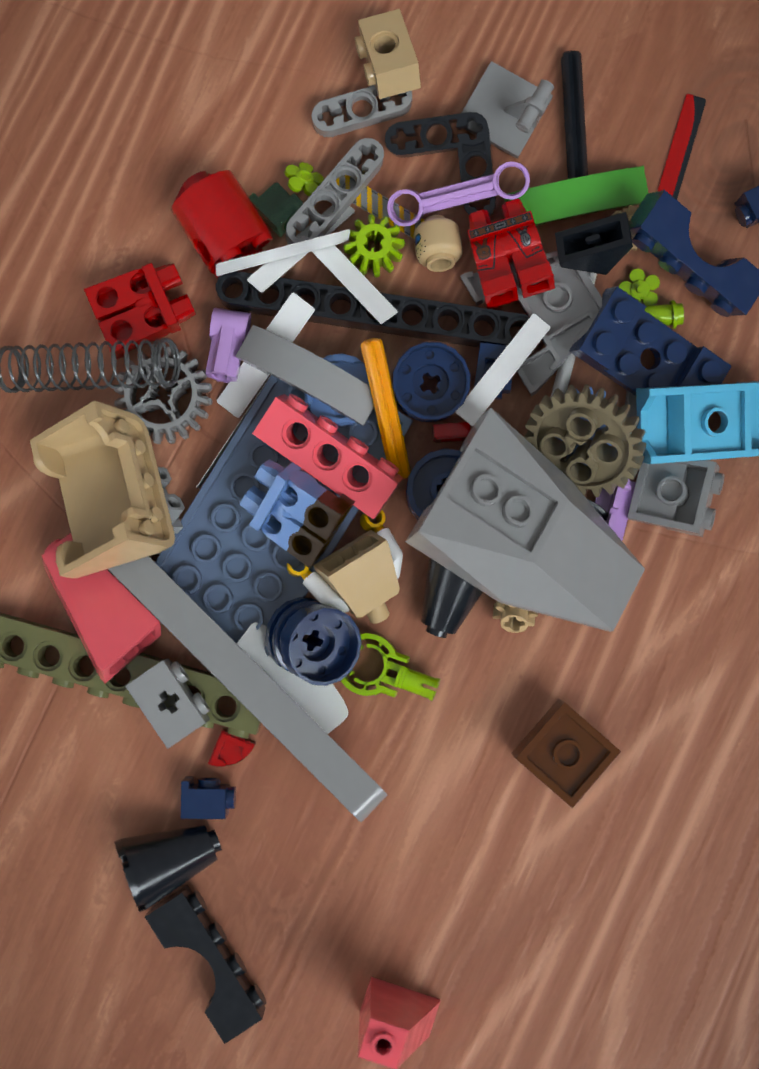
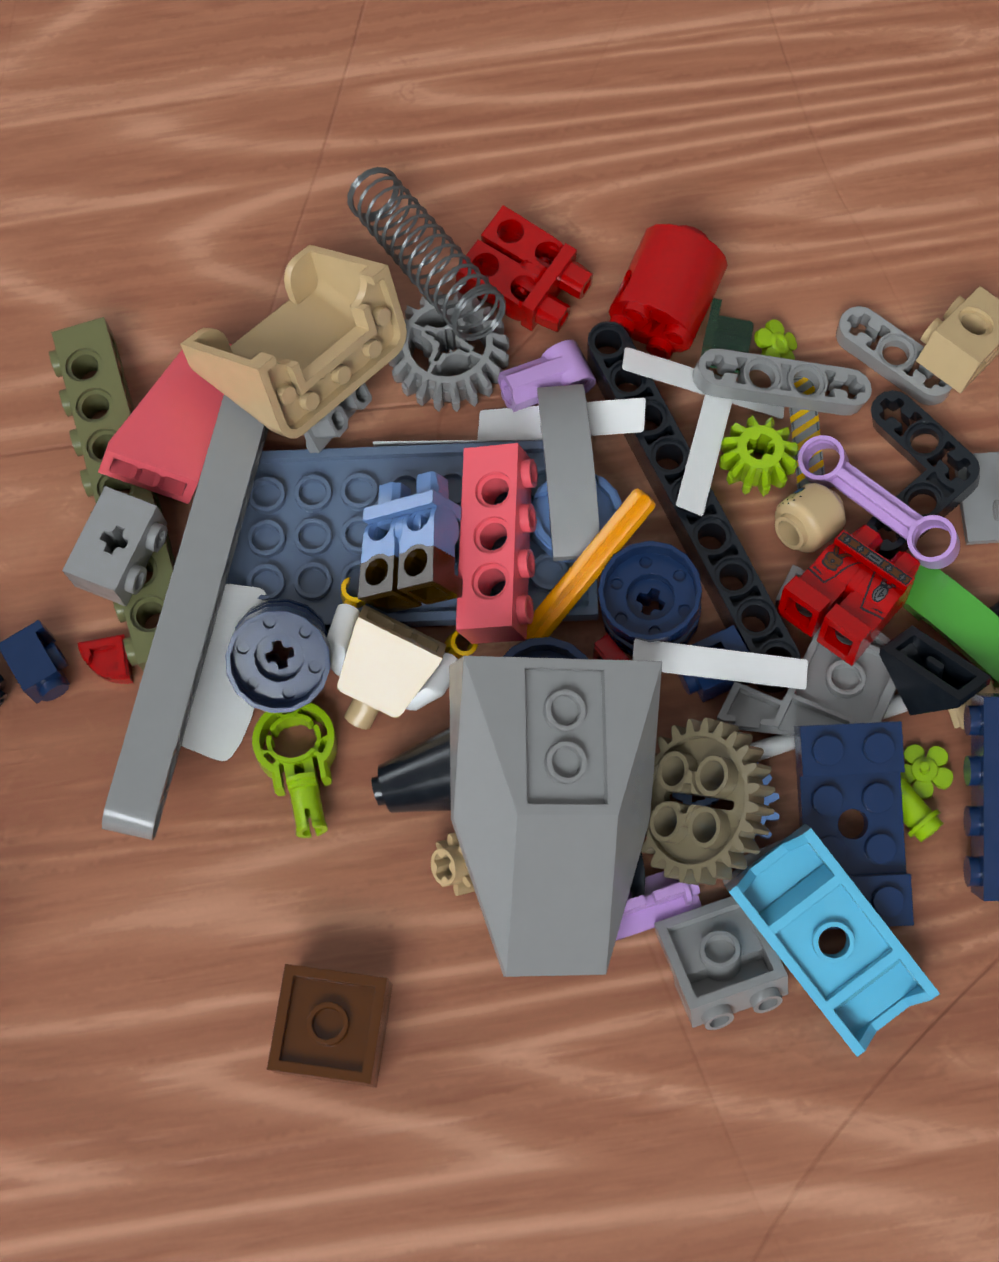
camera: 65 degrees right, 15 degrees down
(282, 252) = (680, 362): white sticker -> none

